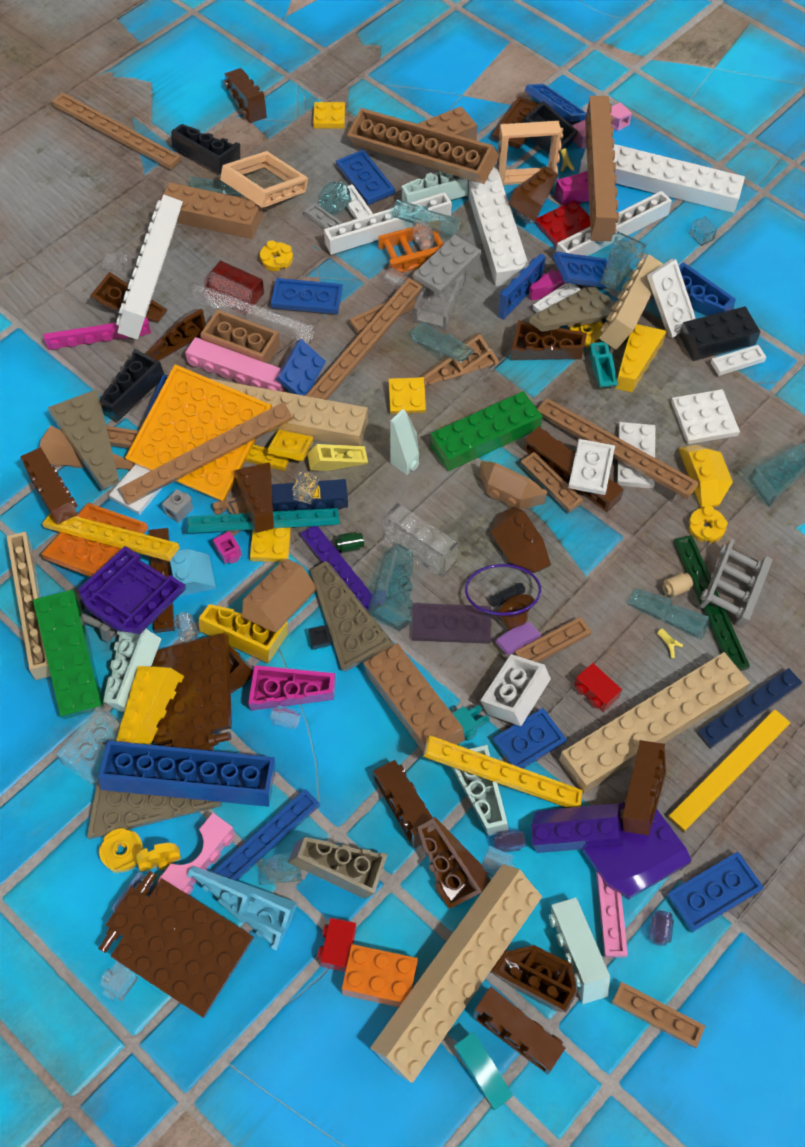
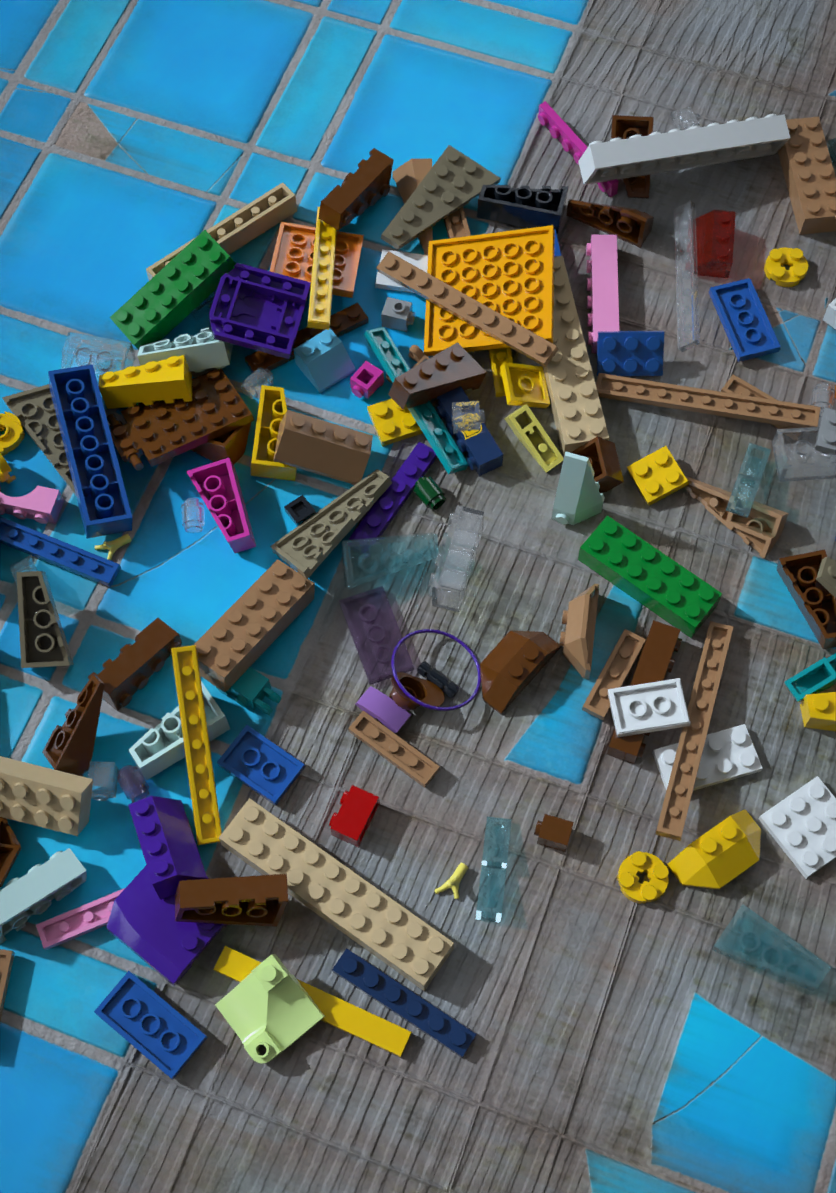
camera: 70 degrees right, 5 degrees up
(241, 336) = (640, 279): medium nougat brick -> none
(281, 790) = (113, 545): none -> light yellow bar
(377, 430) = (603, 461): none -> reddish brown slope
(515, 689) = (308, 725): white brick -> none
(658, 563) = (553, 832): none -> reddish brown brick
(661, 928) = (86, 976): clear purple brick -> none
(677, 584) = (534, 865): tan brick -> none
(718, 618) = (530, 915): dark green tile -> none
(731, 799) = (269, 1010): none -> yellowish green slope
(754, 582) = (578, 956): light grey fence -> none

